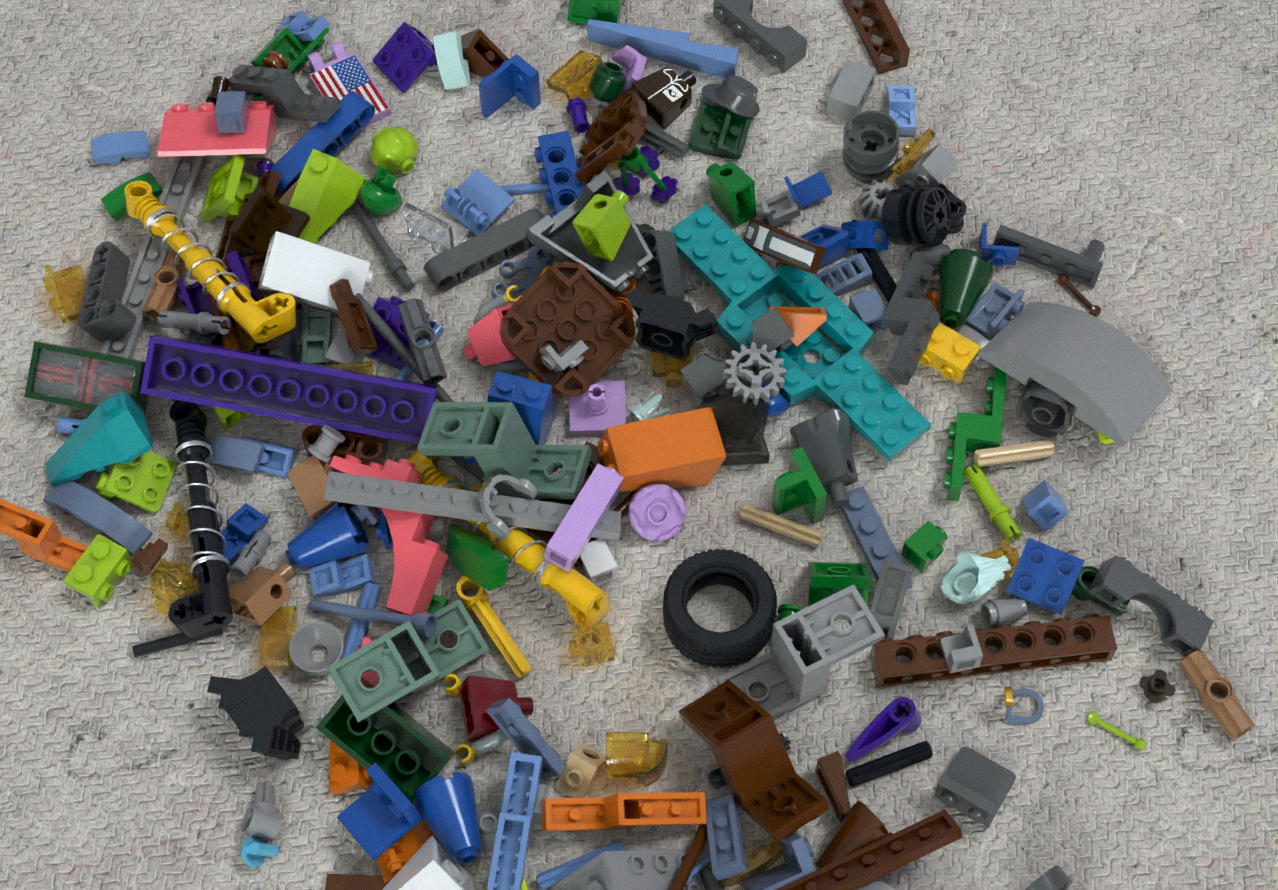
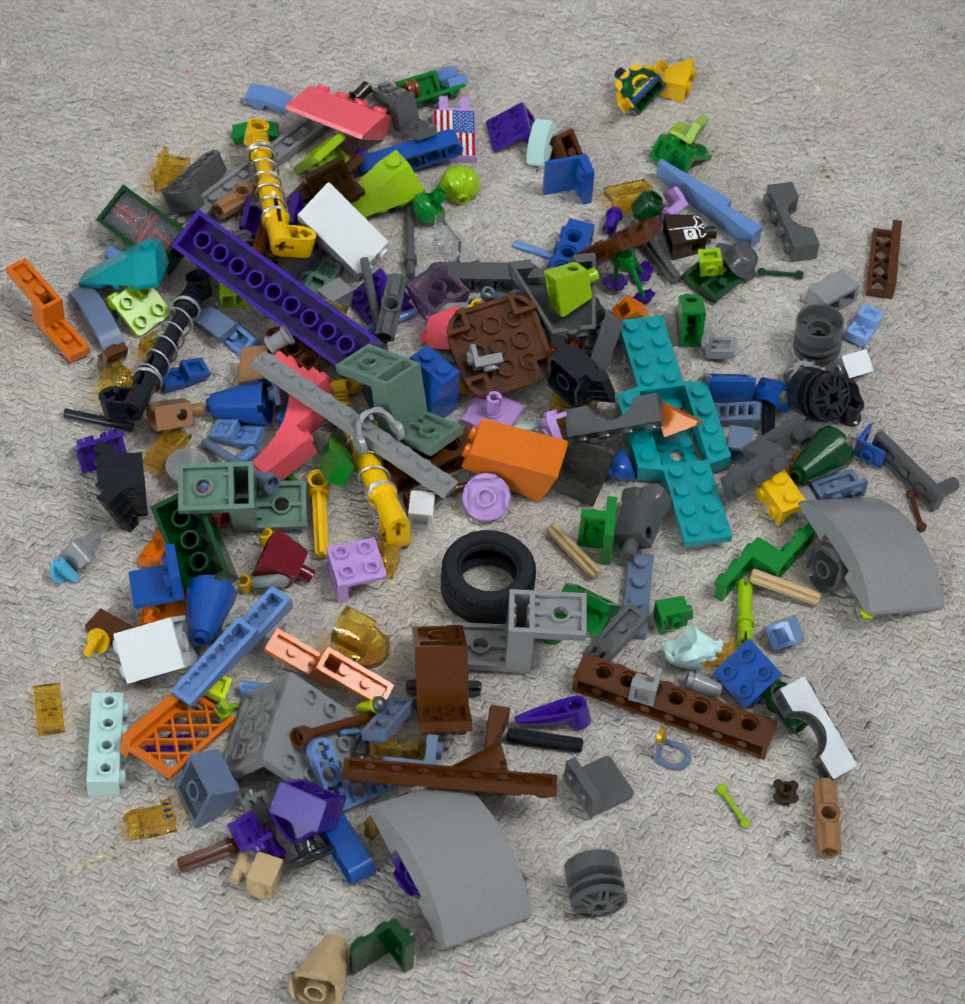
camera: 25 degrees right, 10 degrees down
(99, 570) = (74, 350): lime bracket -> none
(194, 683) = (86, 455): none -> dark purple bracket
(202, 322) = (243, 225): light grey pin -> none
(231, 112) = (354, 101): sand blue brick -> none
(250, 555) = (181, 389): light grey pin -> none
(353, 318) = (351, 271): reddish brown hinge -> none
(456, 295) = (435, 289): none -> clear purple slope
(476, 202) = (497, 243): medium blue hinge -> none
(525, 735) = (291, 585): sand blue plate -> none
(573, 671) = (354, 565): none -> lavender bracket
(580, 771) = (316, 630): tan bracket -> none
(583, 517) = (424, 464): lavender brick -> none
(667, 214) = (629, 309): none -> orange brick
(673, 396) = (549, 425): none -> lavender bracket
(703, 827) = (376, 704): none -> piece
(712, 115) = (710, 261): none -> lime bracket
(743, 378) = (613, 432): light grey gear -> none
(784, 246) = (700, 367): slope -> none
(800, 84) = (798, 274): none -> dark green hinge
(809, 190) = (750, 346): blue bracket -> none
(913, 150) = (850, 348): clear yellow plate -> none

